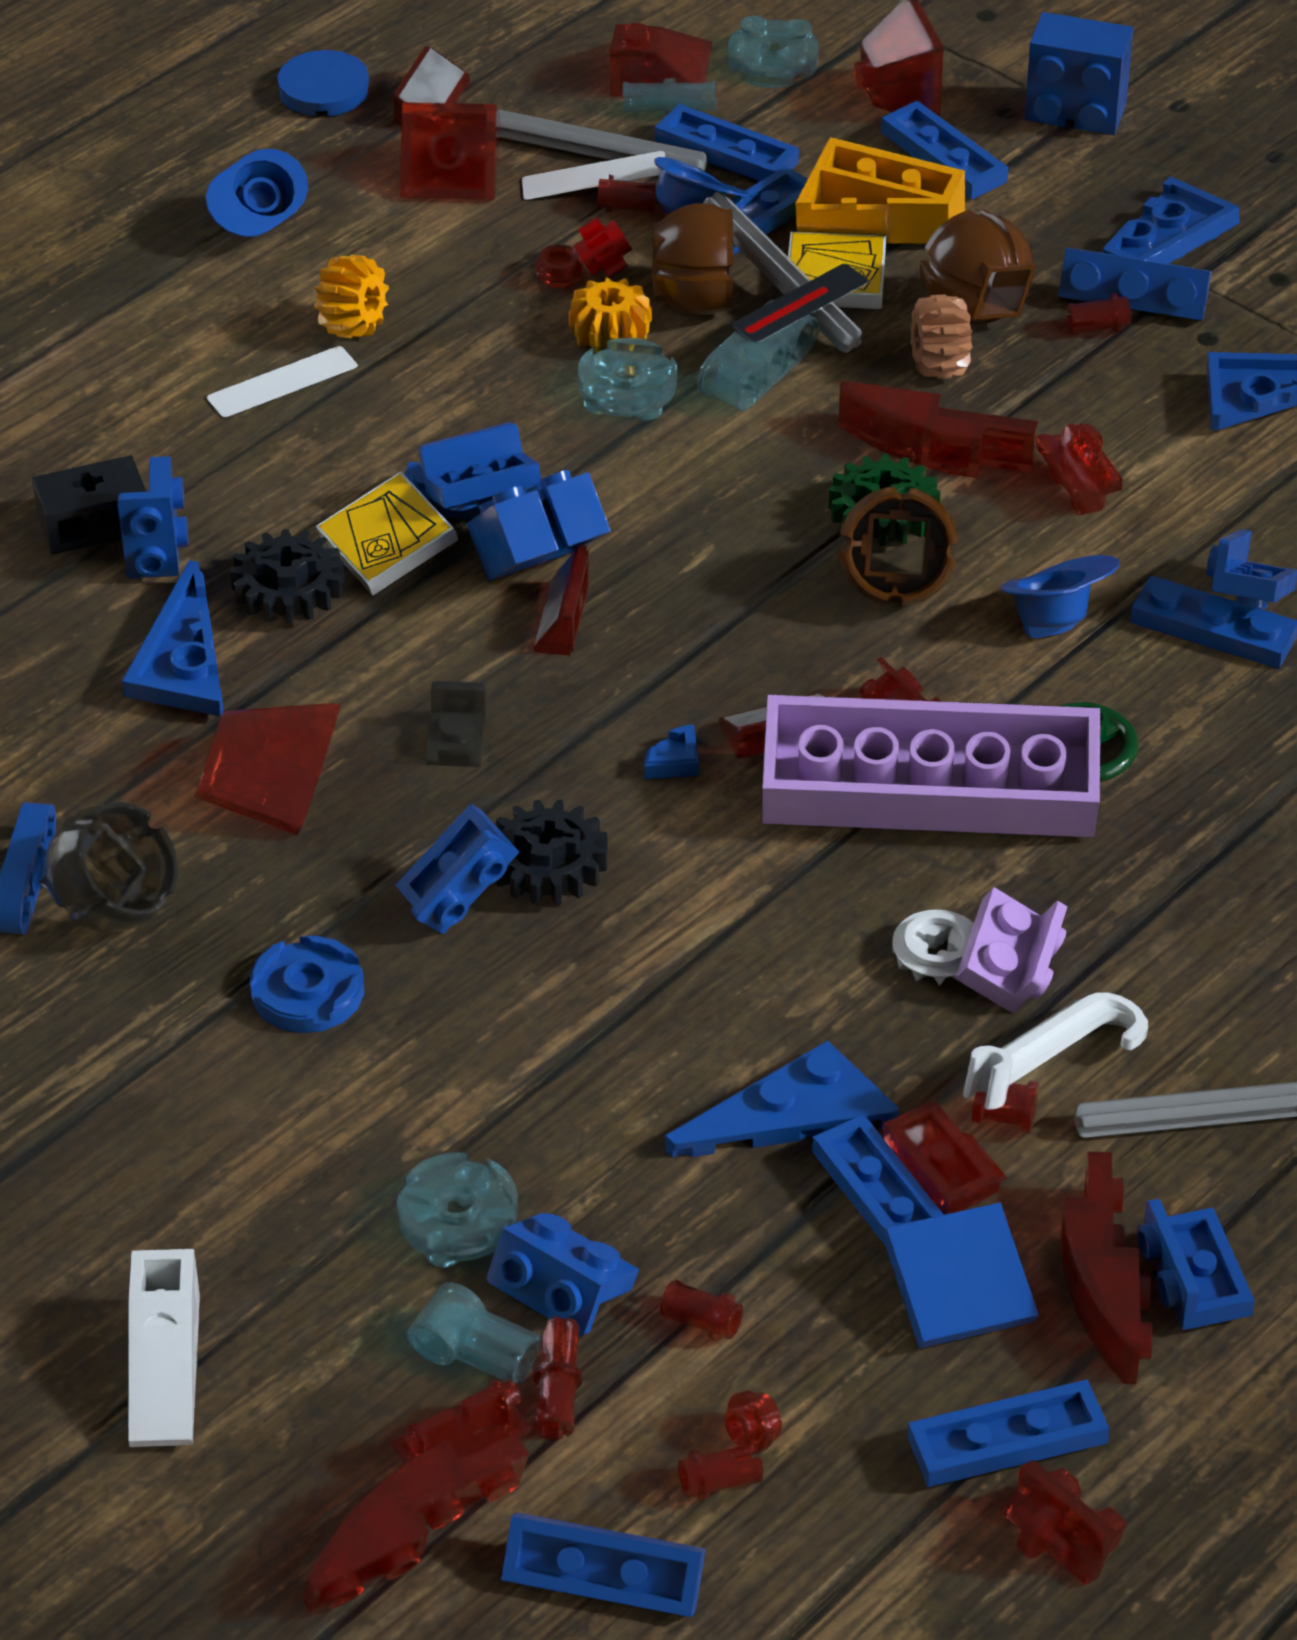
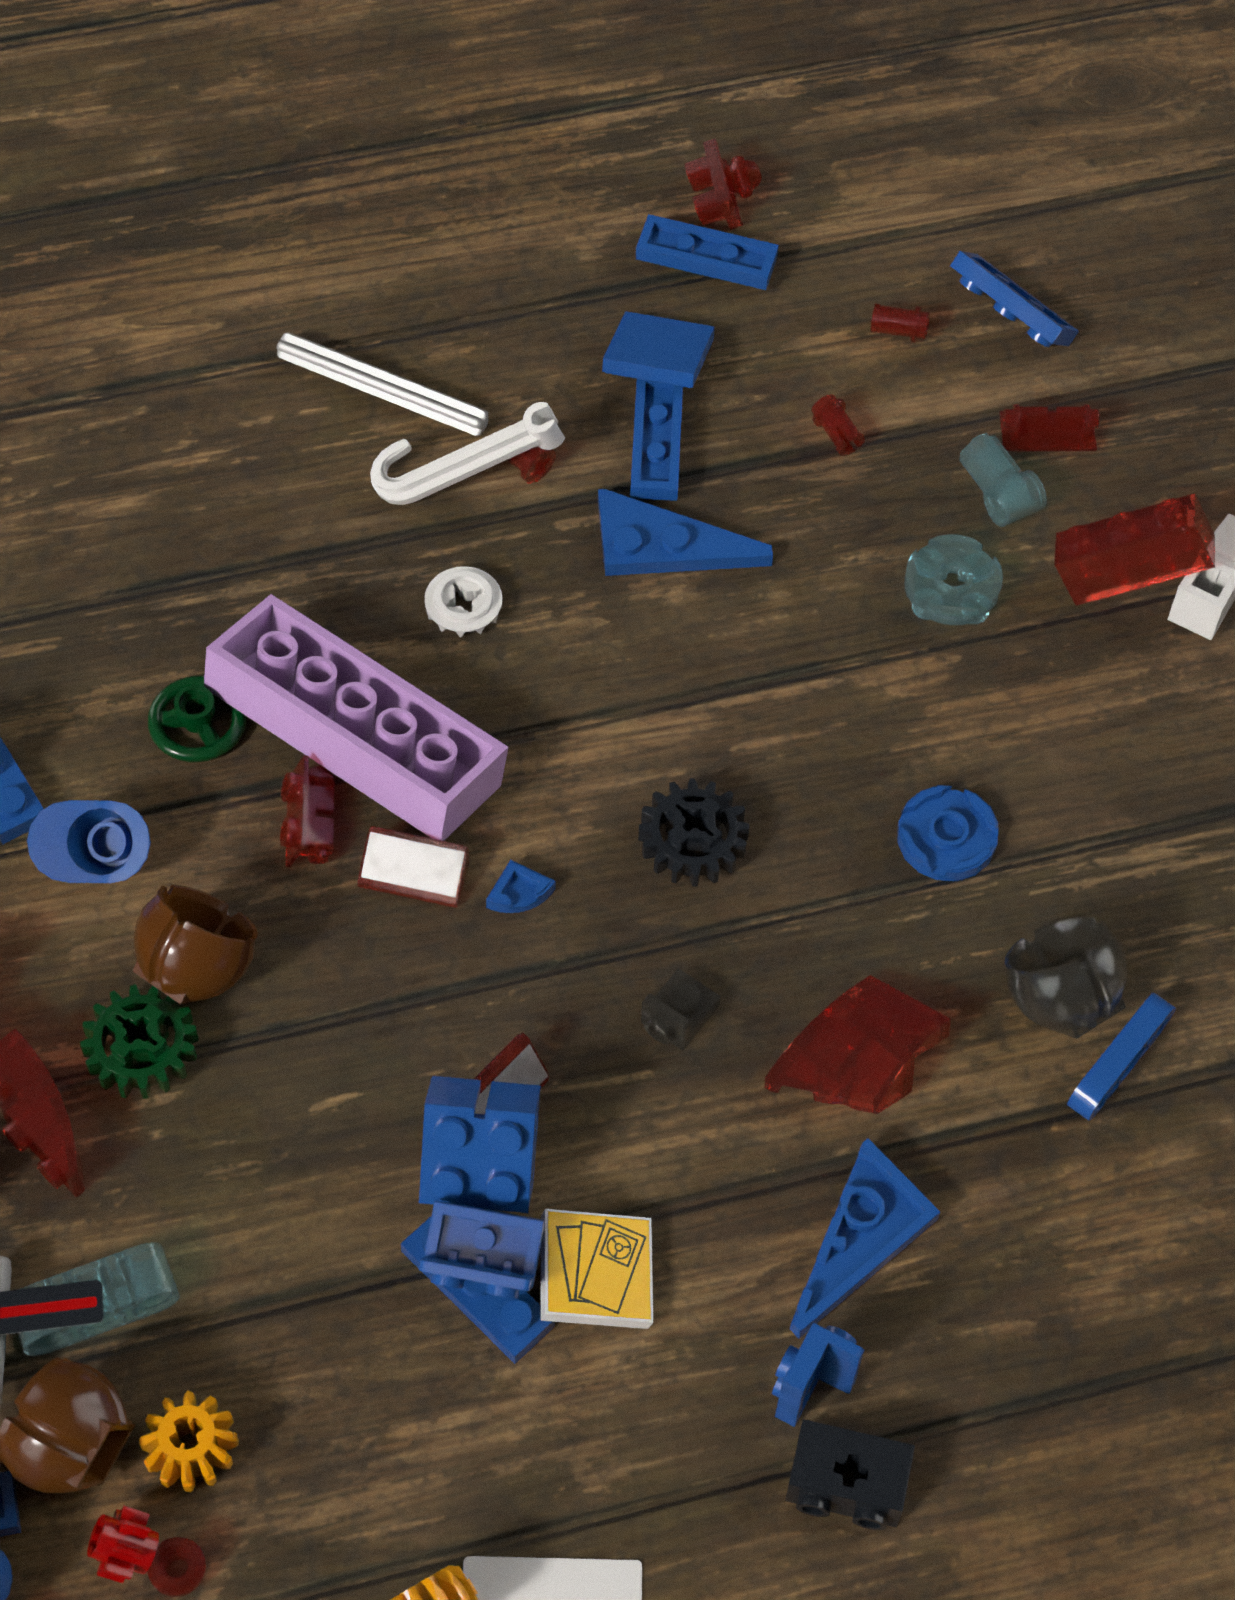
camera: 150 degrees left, 15 degrees up
(263, 1267) = (1135, 549): none -> clear red brick
(287, 576) = (735, 1276): black gear -> none
(390, 1523) = (1119, 385): clear red slope -> none
(456, 870) = (785, 828): blue bracket -> none
(557, 1379) = (963, 427): clear red axle -> none
(558, 1269) = (909, 498): blue bracket -> none
(606, 390) = (234, 1381): clear light blue plate -> none
(753, 1419) = (860, 335): clear red plate -> none
(942, 1158) = (597, 430): clear red slope -> none
(1011, 950) = (417, 554): lavender bracket -> none
(1104, 1272) = (563, 318): clear red slope -> none
(1194, 1266) = (504, 284): blue bracket -> none

